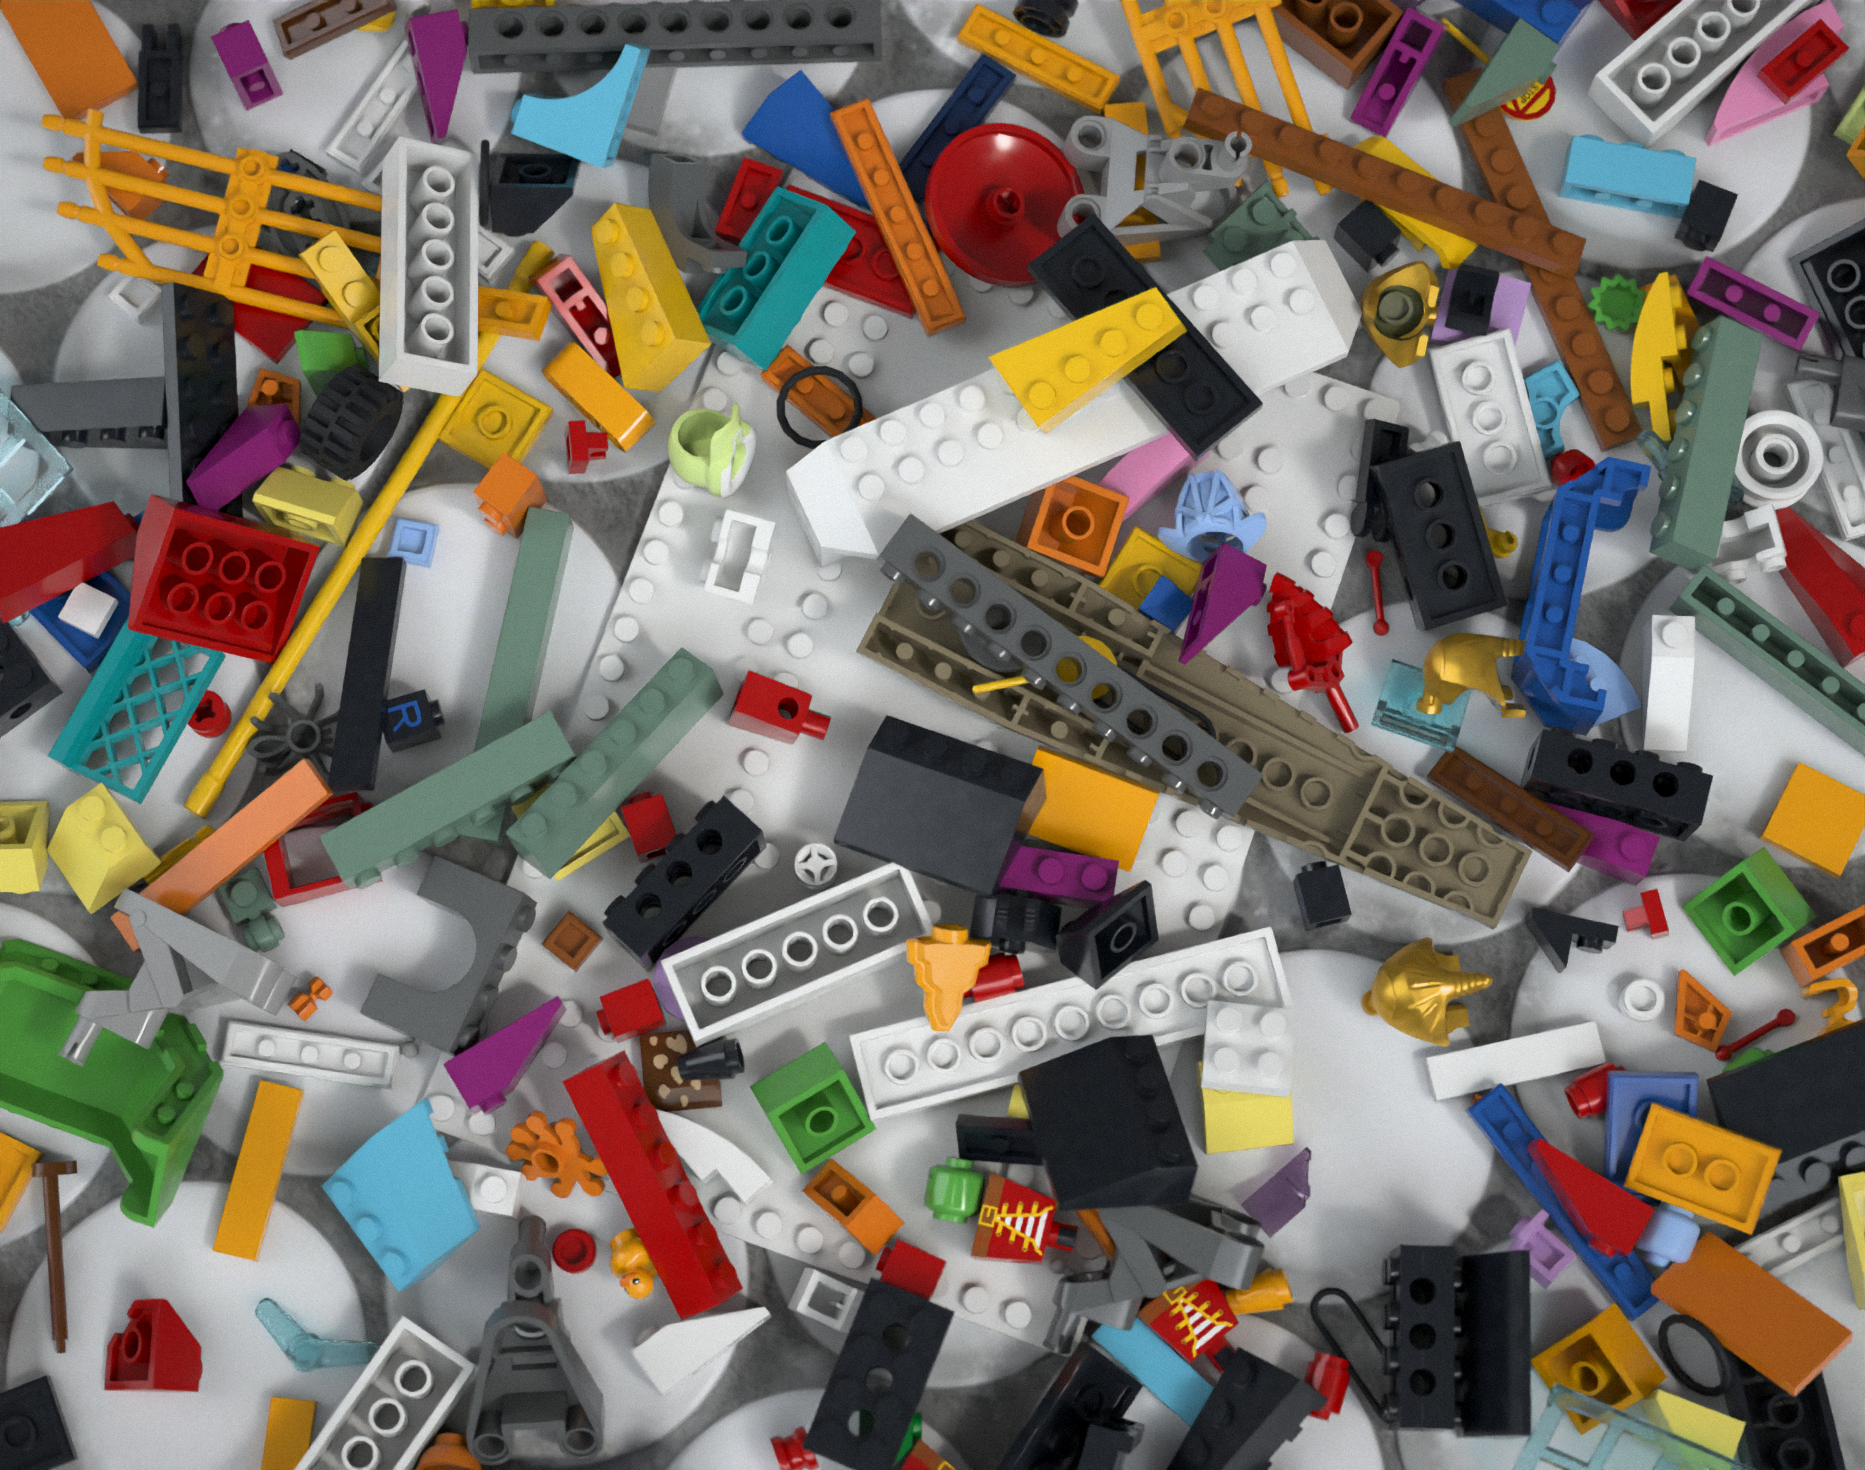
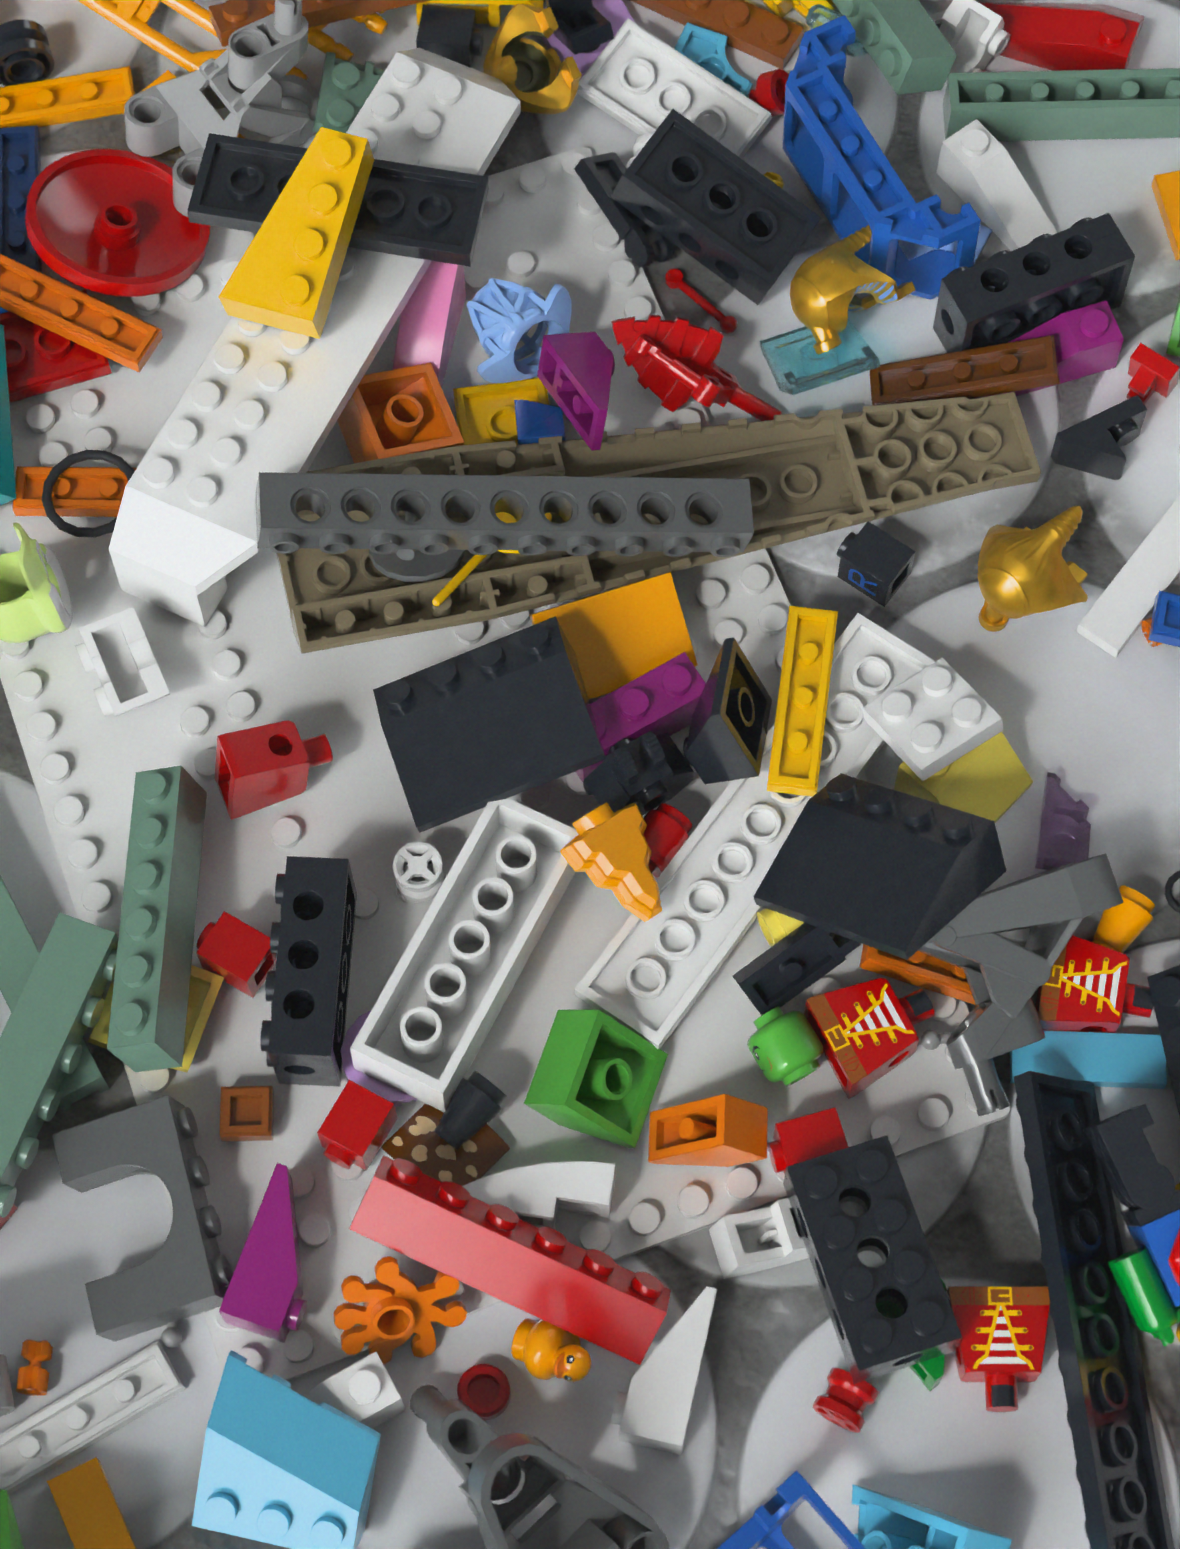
camera: 40 degrees left, 10 degrees down
(1174, 959) = (802, 701): none -> yellow tile

